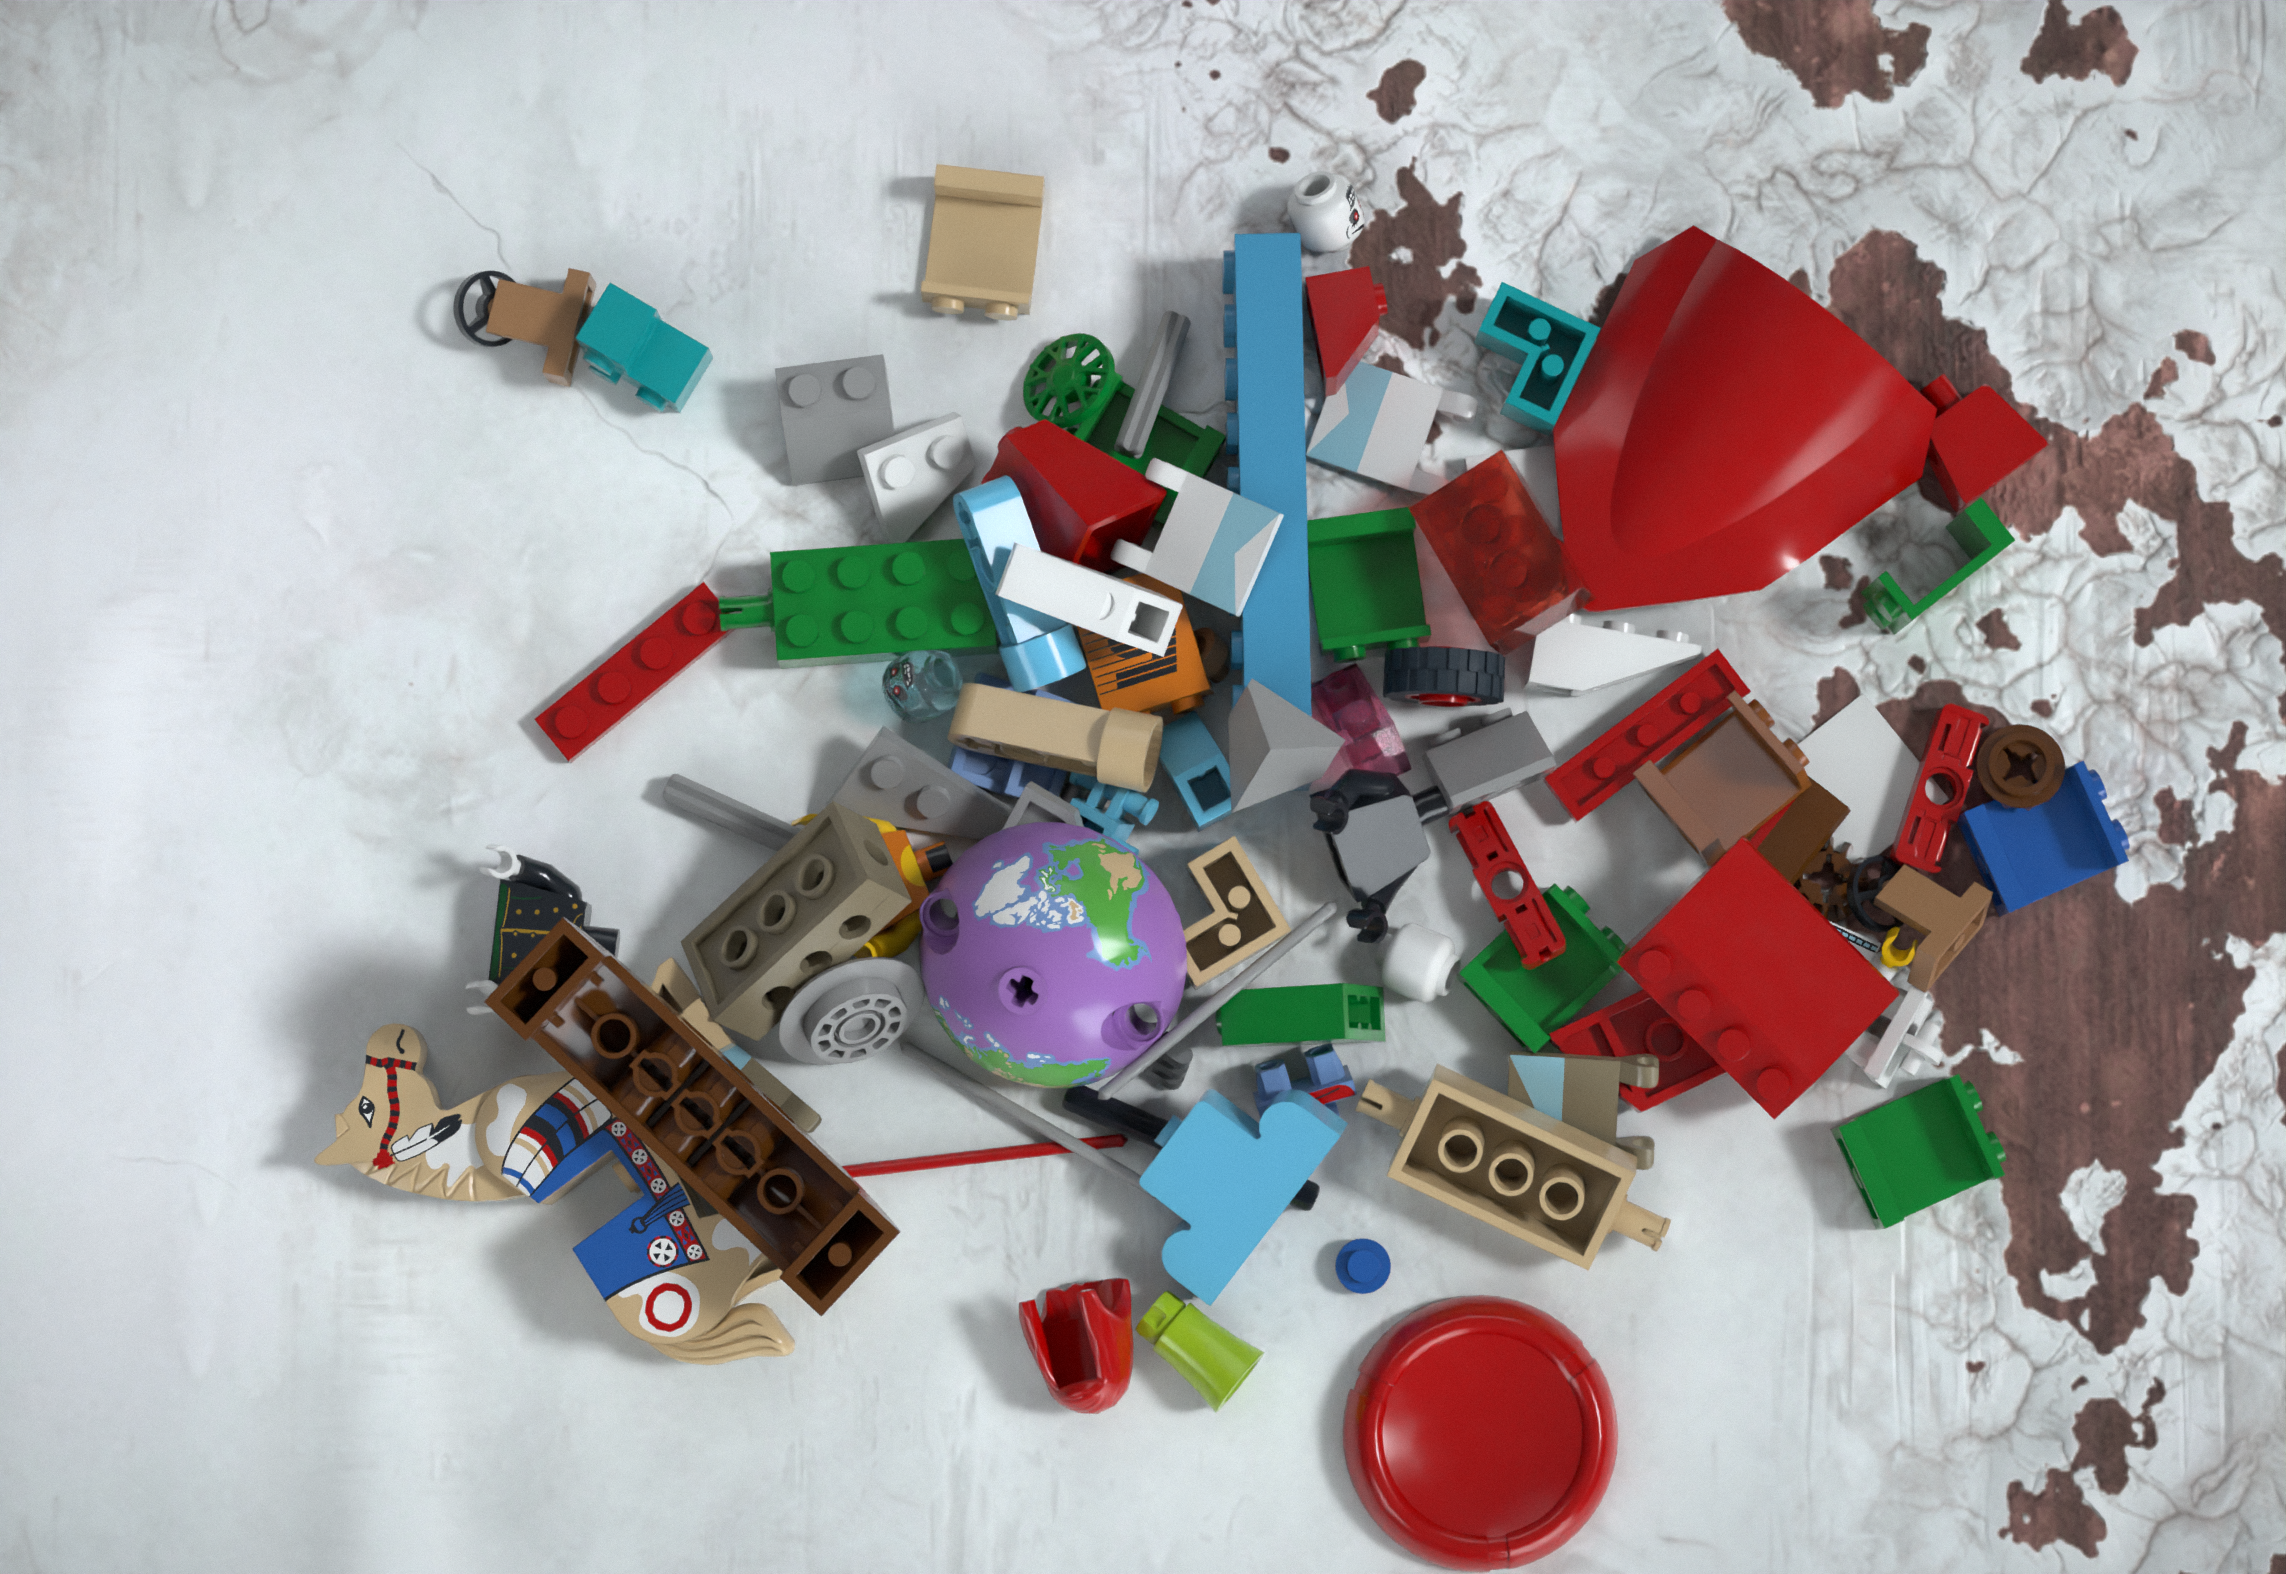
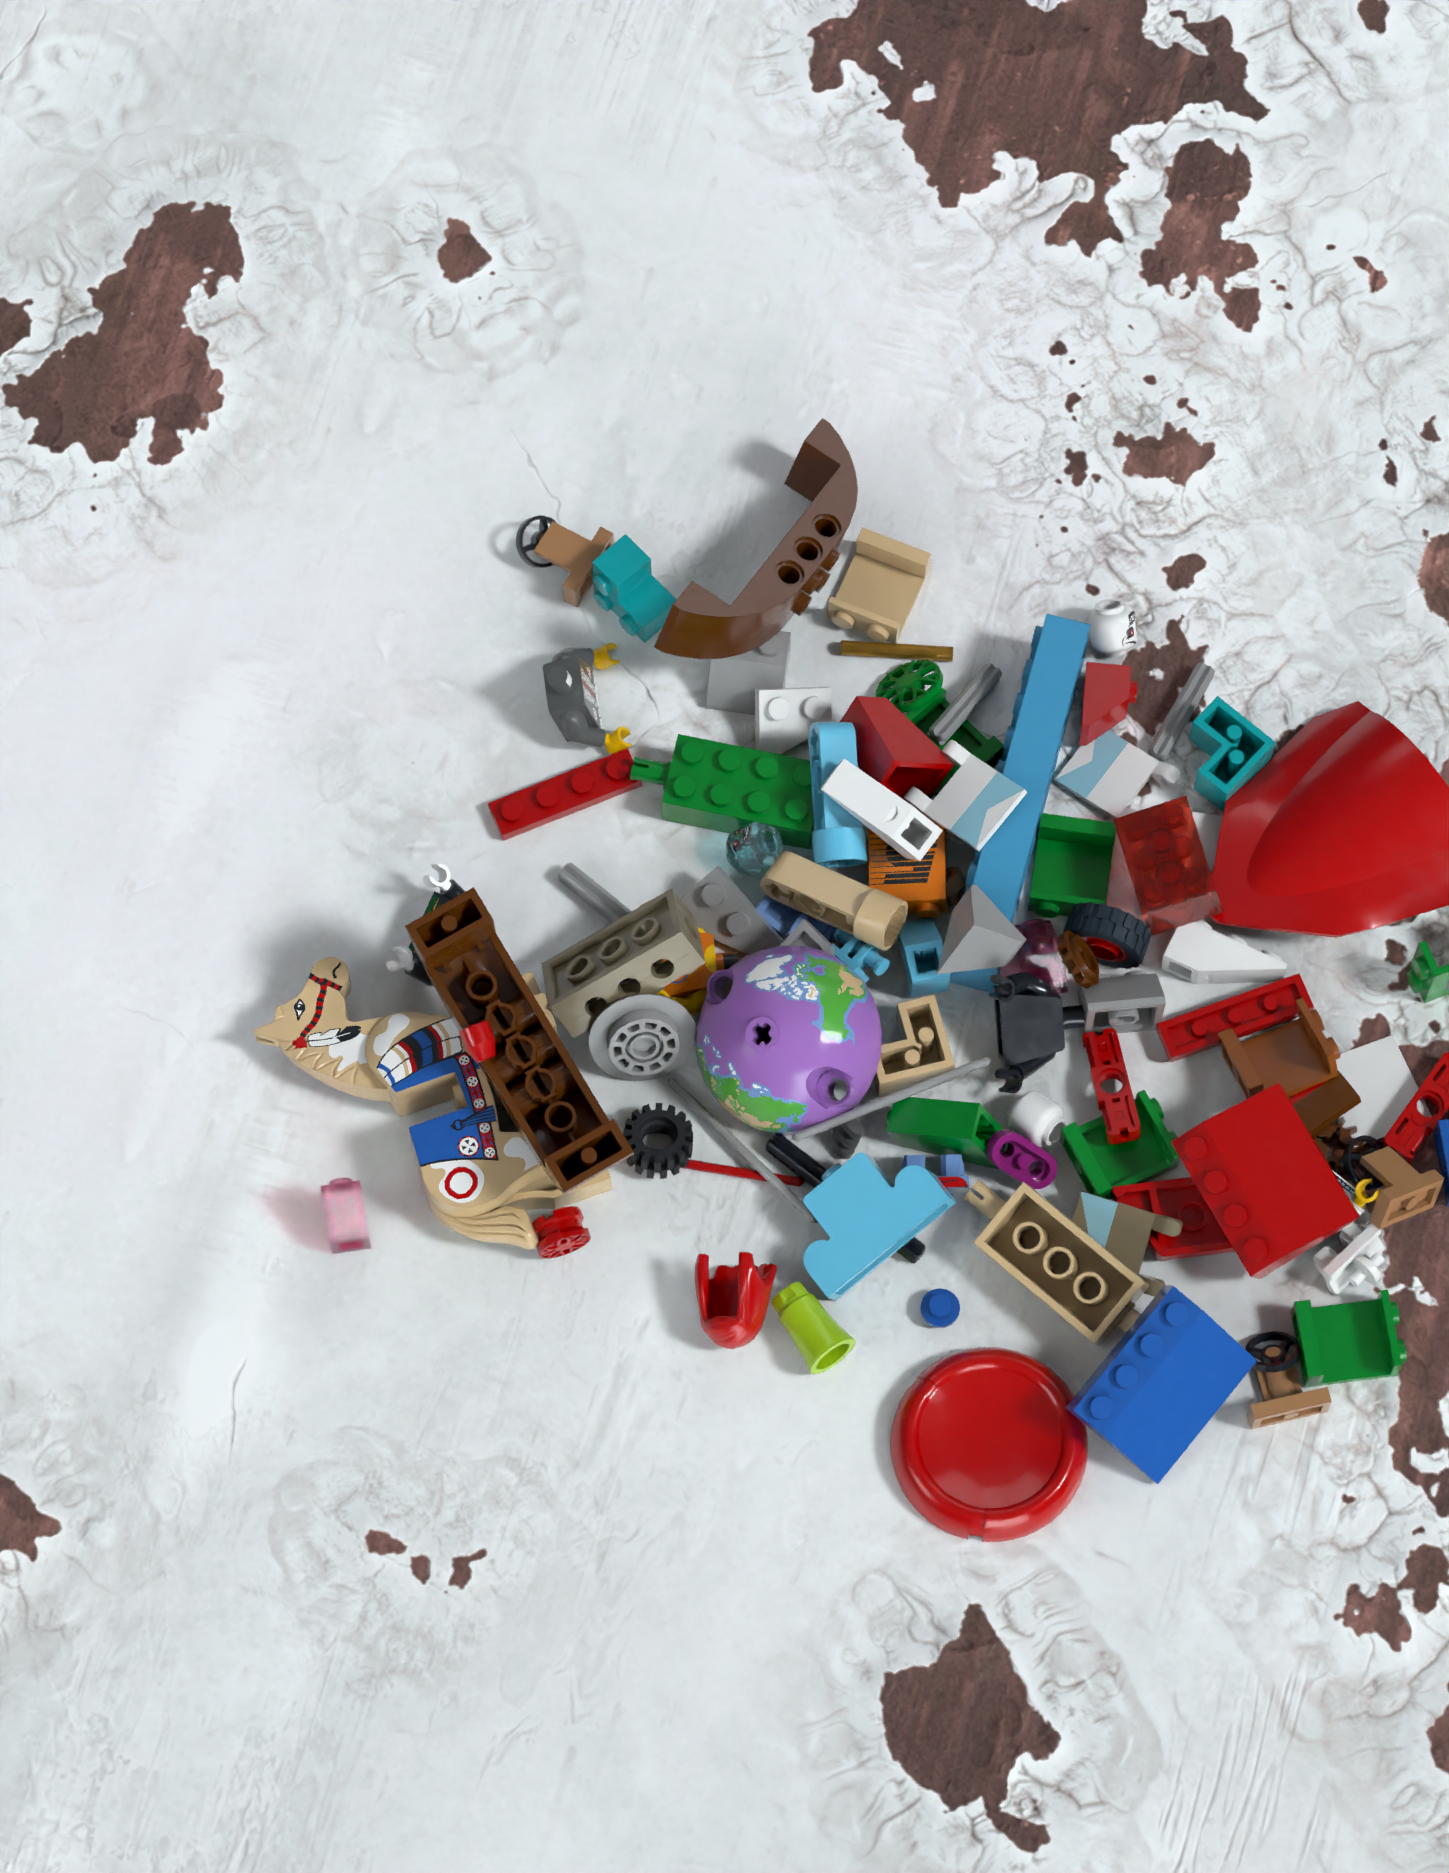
camera: 20 degrees right, 15 degrees down
(522, 1381) = (345, 1215): none -> clear pink slope
(608, 532) = (574, 697): none -> dark grey torso
(636, 1123) = (479, 1041): none -> red hose
(808, 1327) = (560, 1232): none -> red wheel
(867, 265) = (712, 629): none -> reddish brown slope
(918, 1177) = (663, 1122): none -> black tyre
(1034, 326) = (896, 650): none -> pearl gold bar
(1404, 1029) = (1019, 1157): none -> magenta plate
(1419, 732) = (1078, 959): none -> reddish brown gear
(1452, 305) = (1181, 711): none -> light grey axle
(1689, 1298) = (1161, 1383): none -> blue slope
(1845, 1236) = (1280, 1383): none -> medium nougat piece

